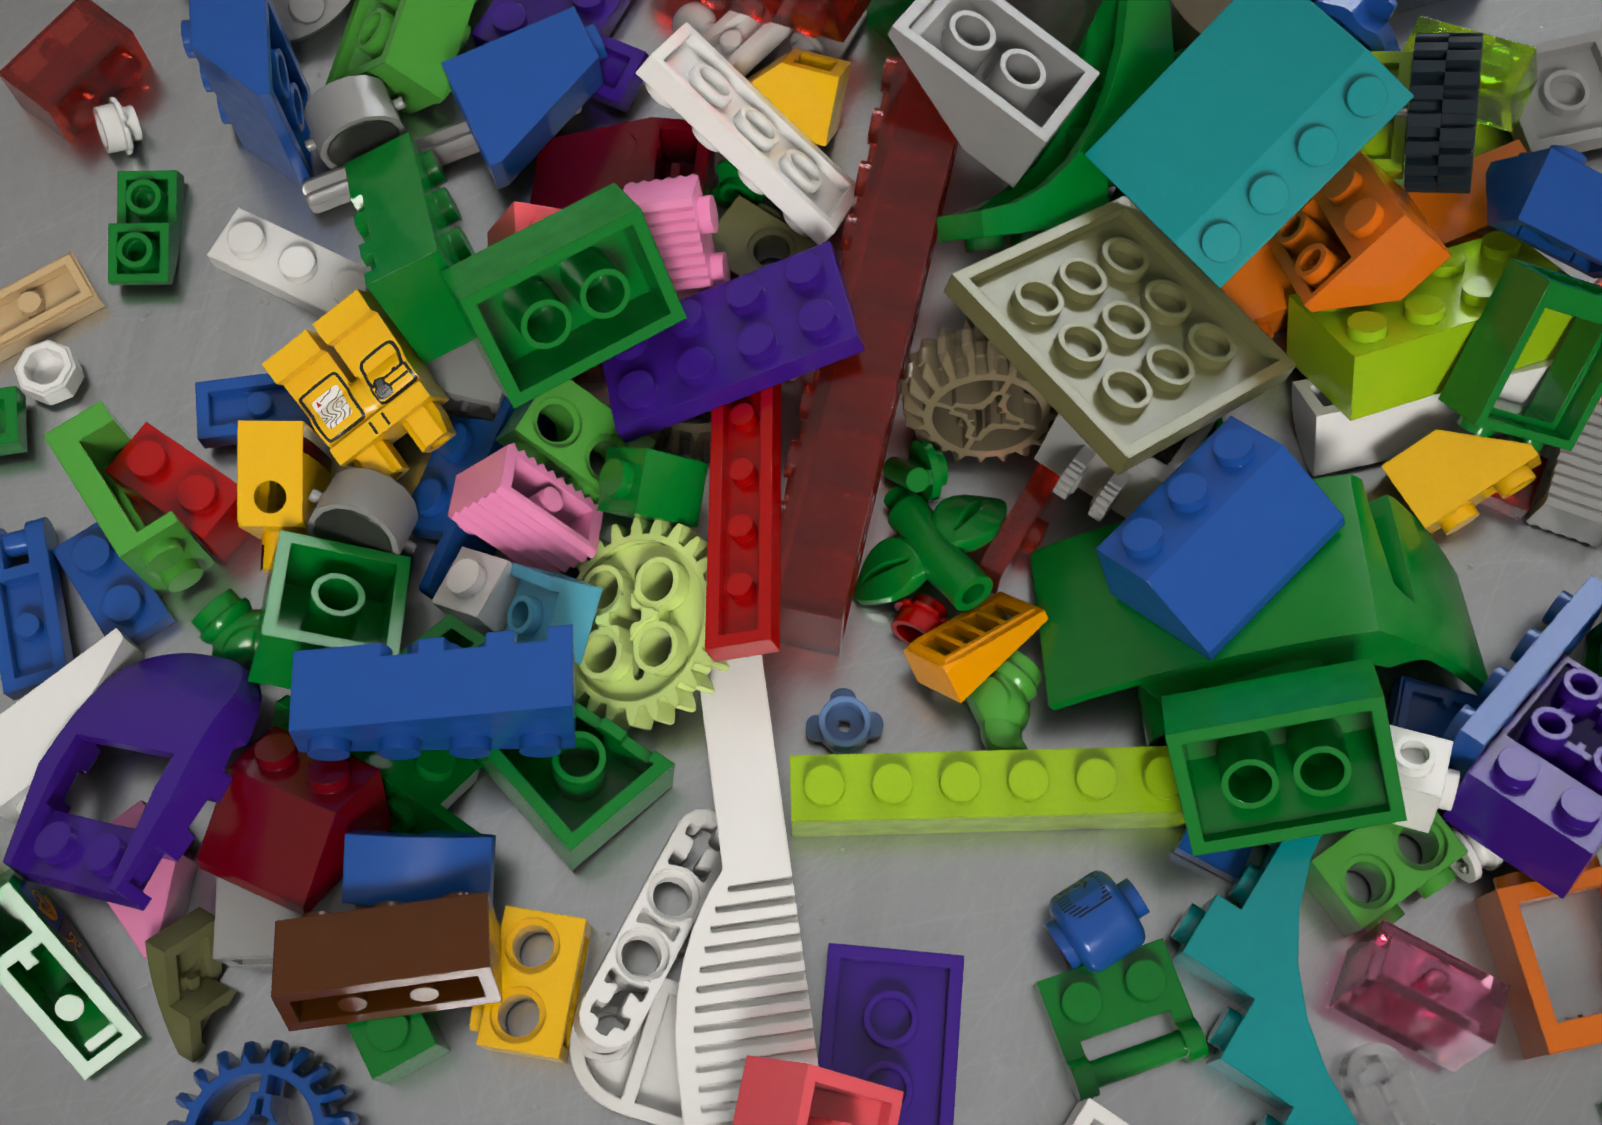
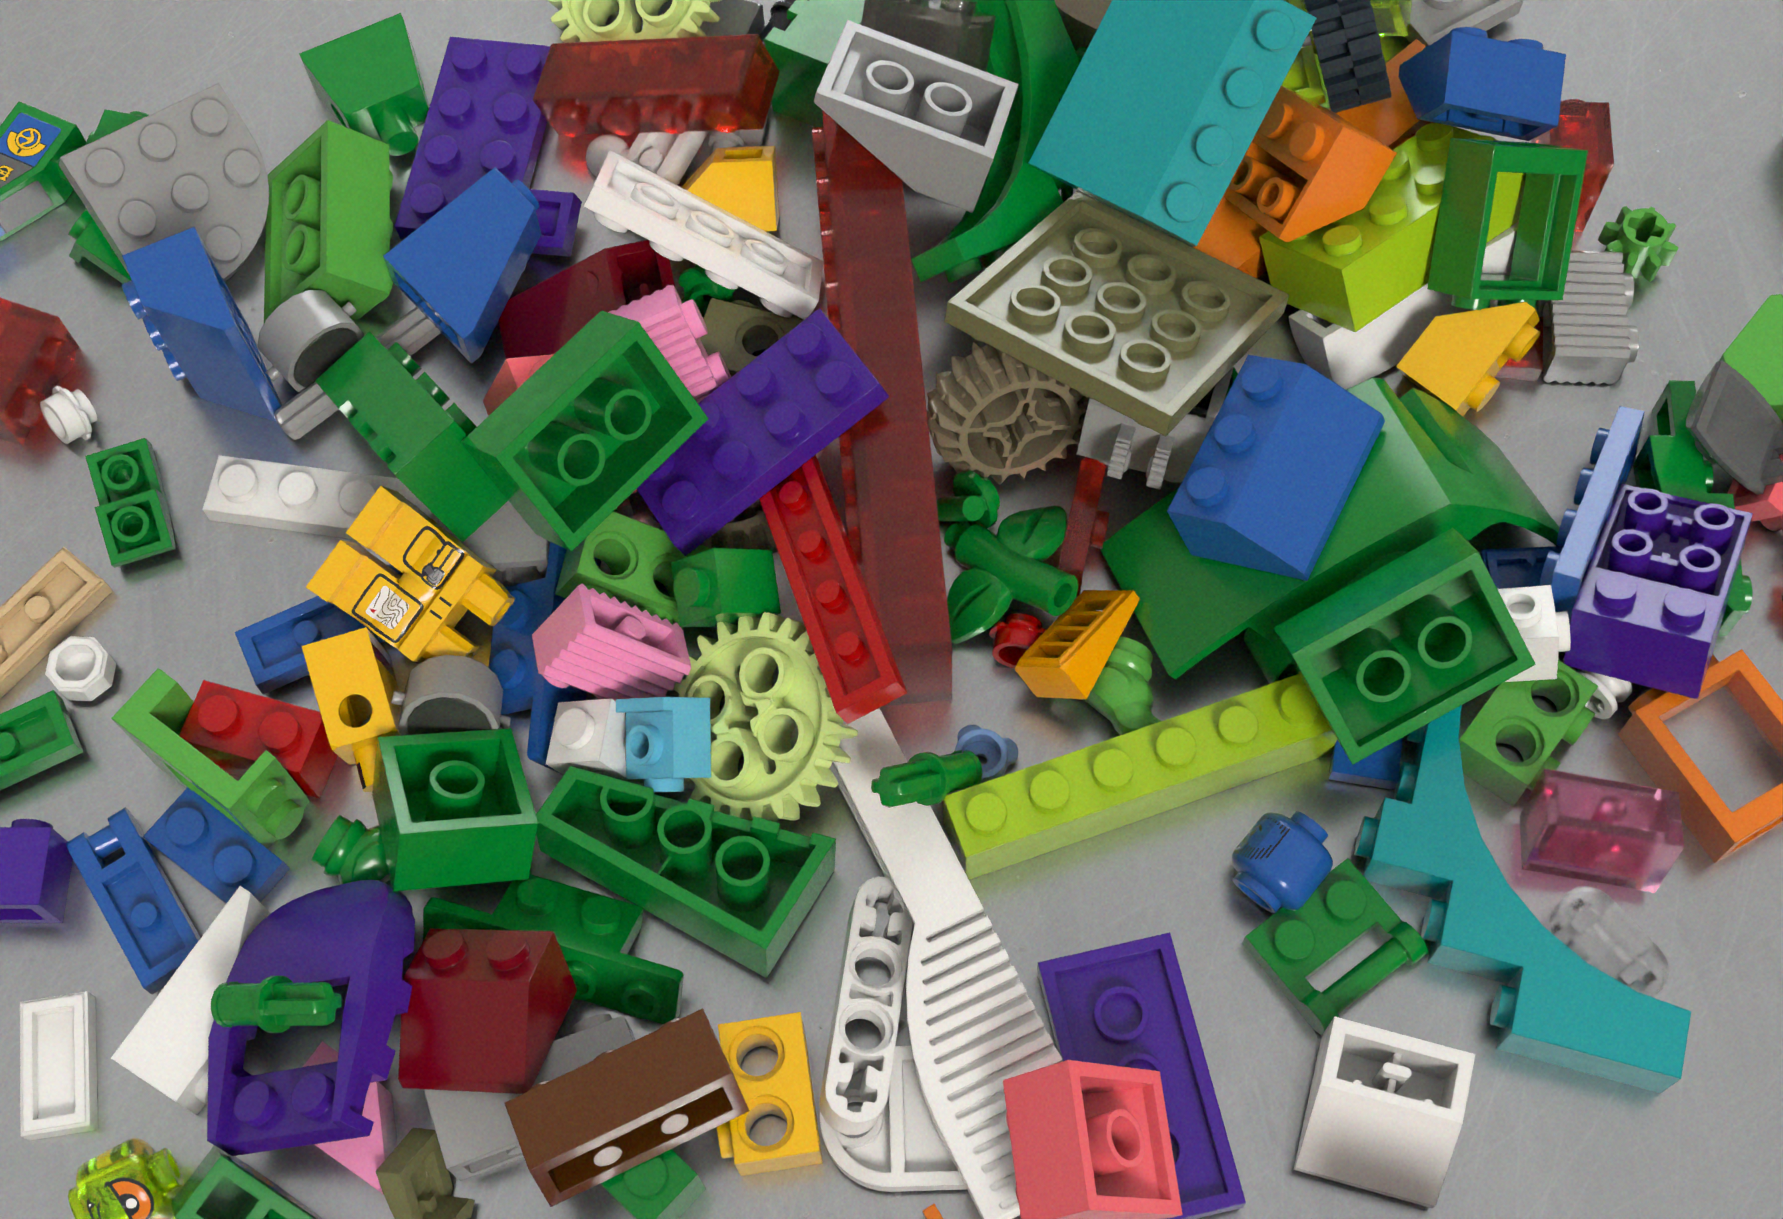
camera: 15 degrees left, 5 degrees down
(98, 757) = (275, 1004): none -> green axle
(415, 866) = (618, 1011): blue slope -> none
(436, 698) = (594, 840): blue wedge -> none
(780, 733) = (927, 778): none -> green axle

